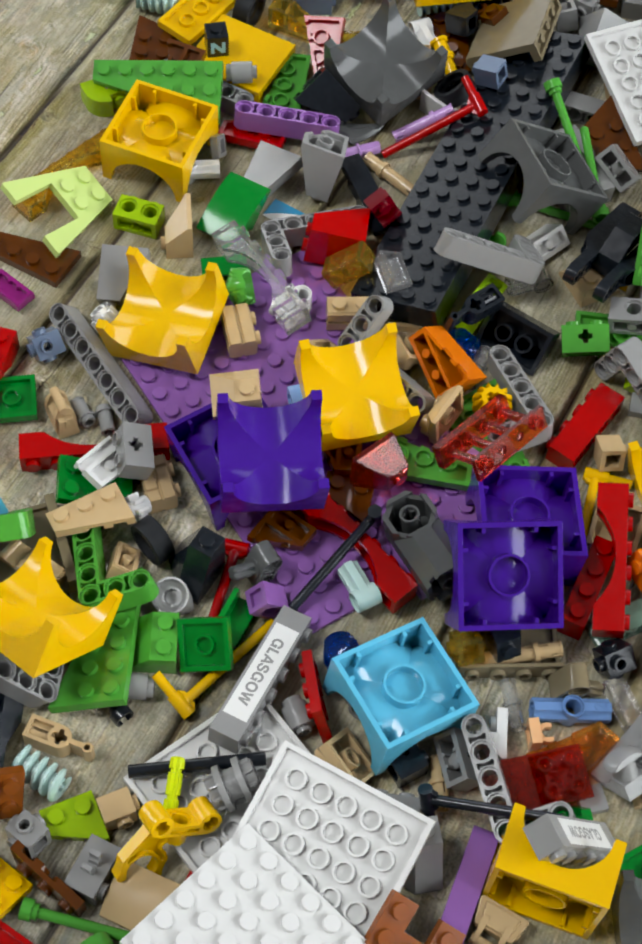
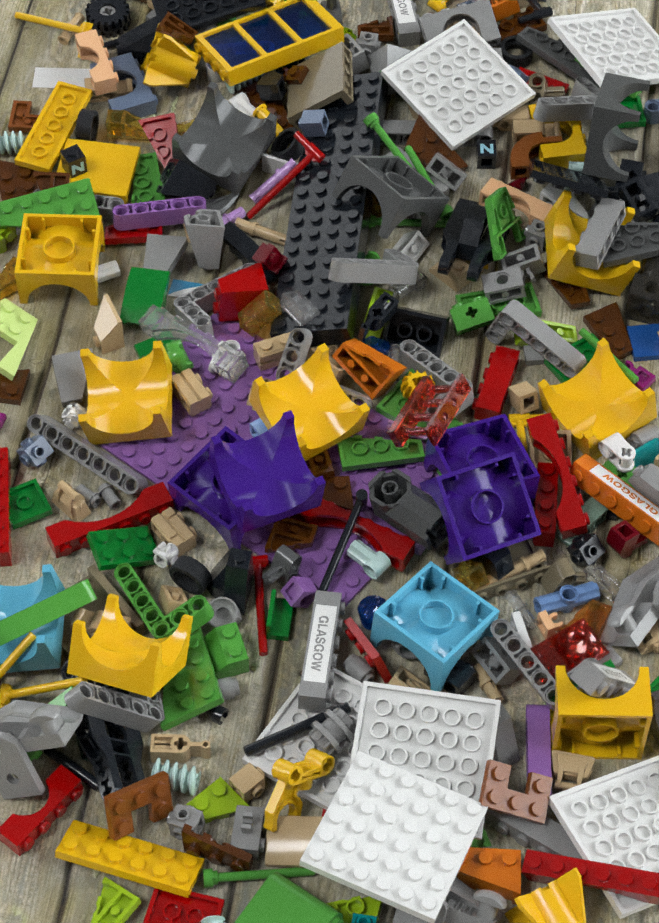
camera: 15 degrees left, 5 degrees down
(93, 510) = (139, 562): tan wing -> none
(98, 464) = (127, 527): white plate -> none
(134, 451) = (148, 510): light grey brick -> none
(138, 216) = (66, 326): lime brick -> none
(174, 782) = (285, 743): neon yellow axle -> none
(183, 701) = (265, 688): yellow bar -> none
(205, 644) = (266, 638): green plate -> none
(218, 146) = (109, 249): light grey tile -> none
(241, 72) = (105, 182): light grey brick -> none
(242, 388) = (222, 426): tan slope -> none
(380, 465) = (350, 460): clear red slope -> none
(432, 801) = (487, 691): black bar -> none
(443, 414) = (383, 406): tan slope -> none

